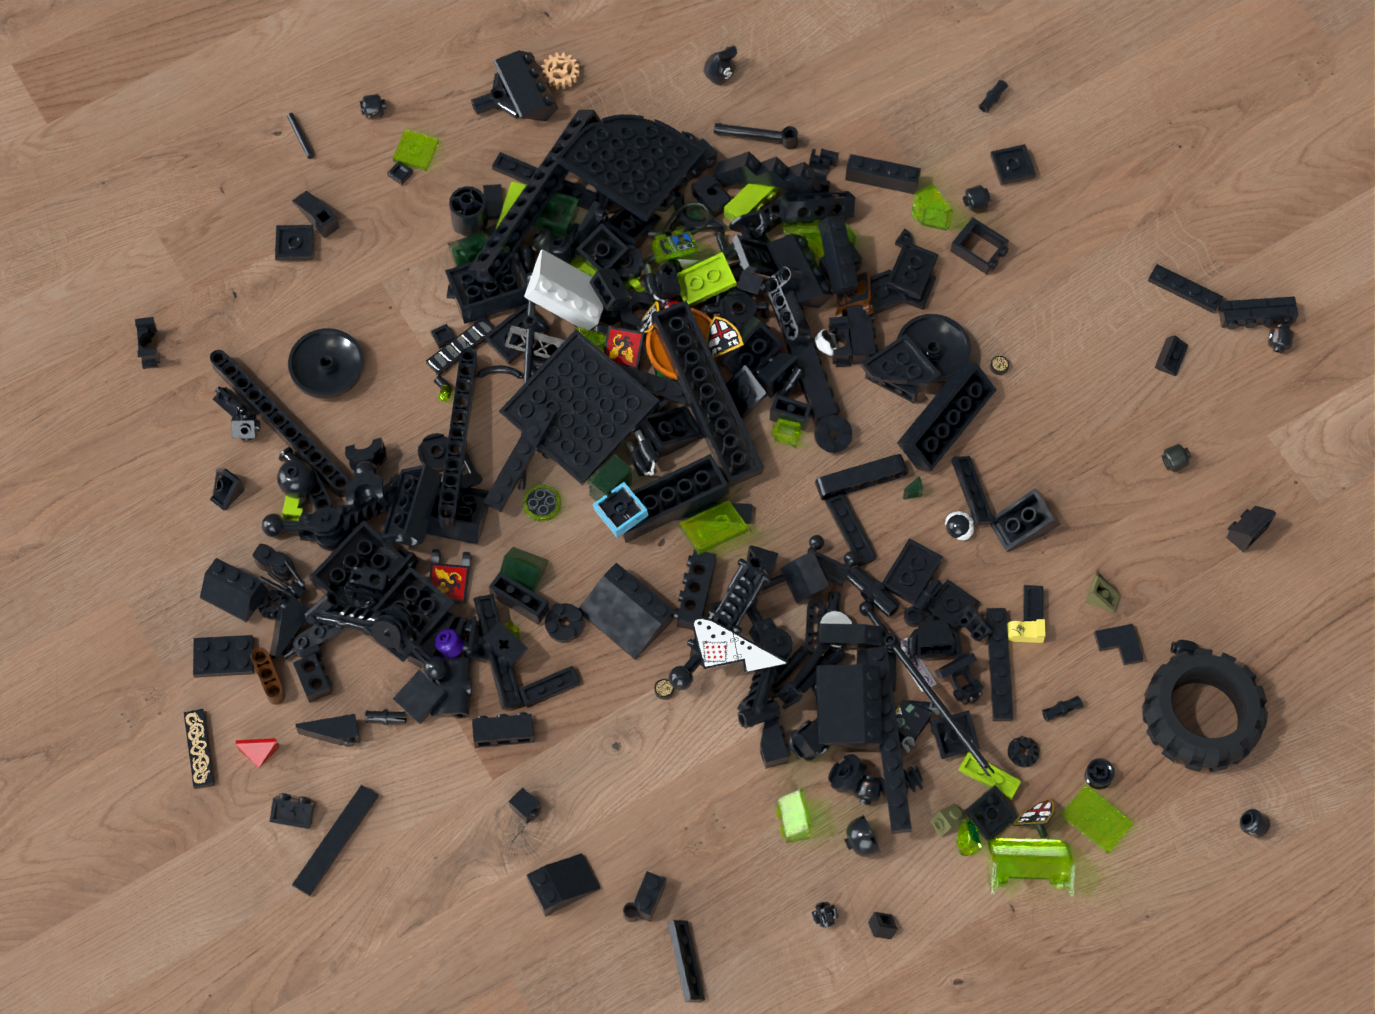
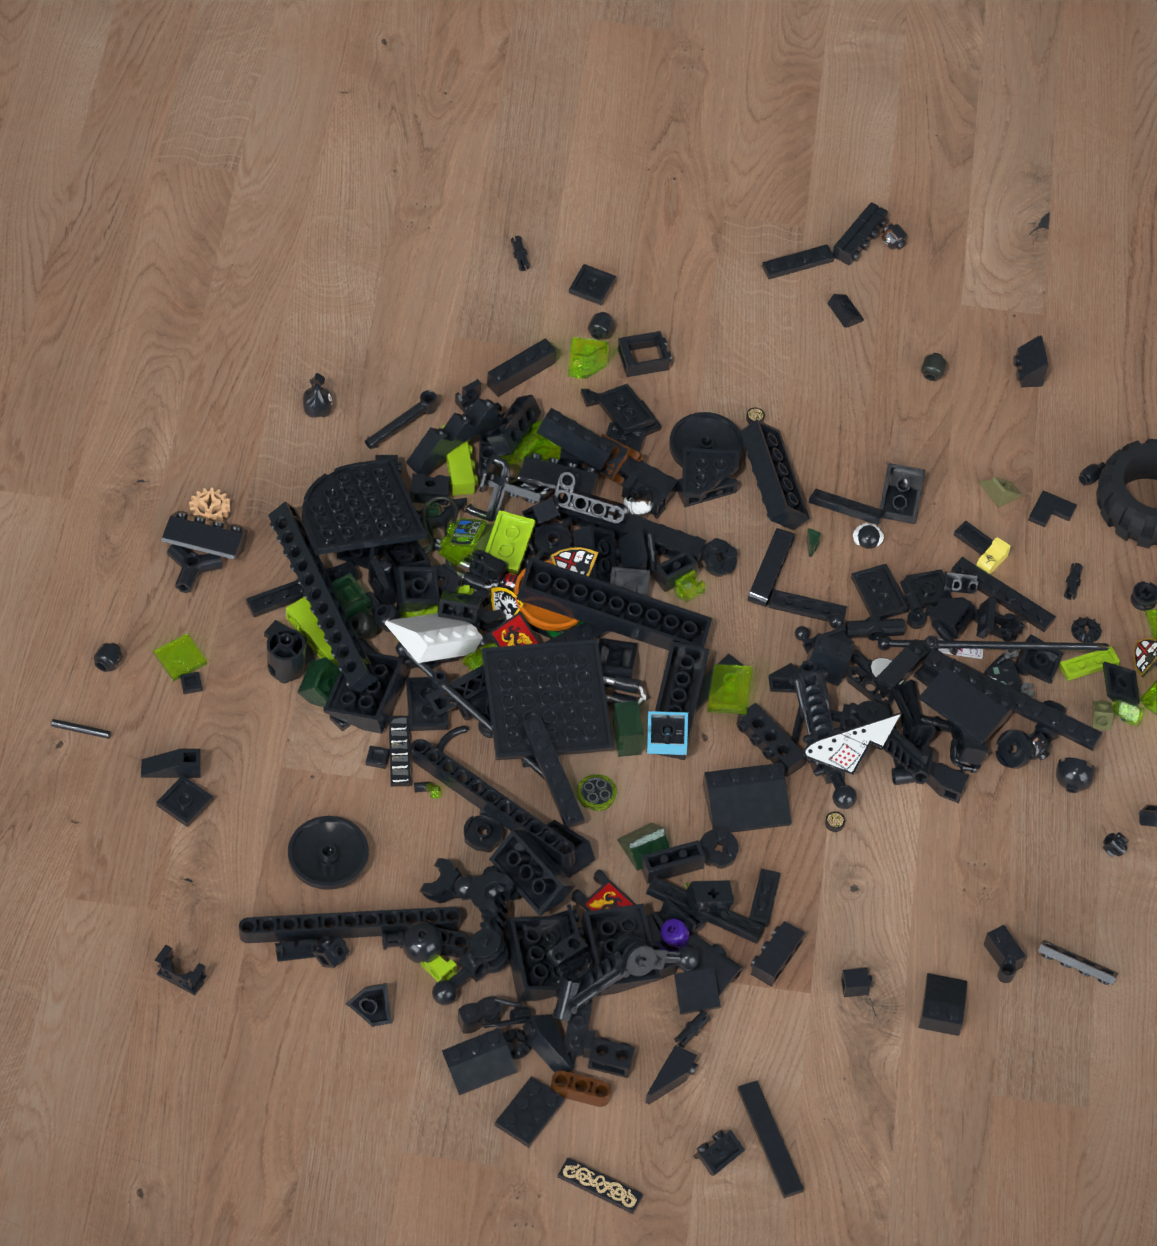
camera: 55 degrees left, 10 degrees down
(258, 749) = (641, 1142): slope -> none
(794, 817) = (1021, 805): clear neon green slope -> none

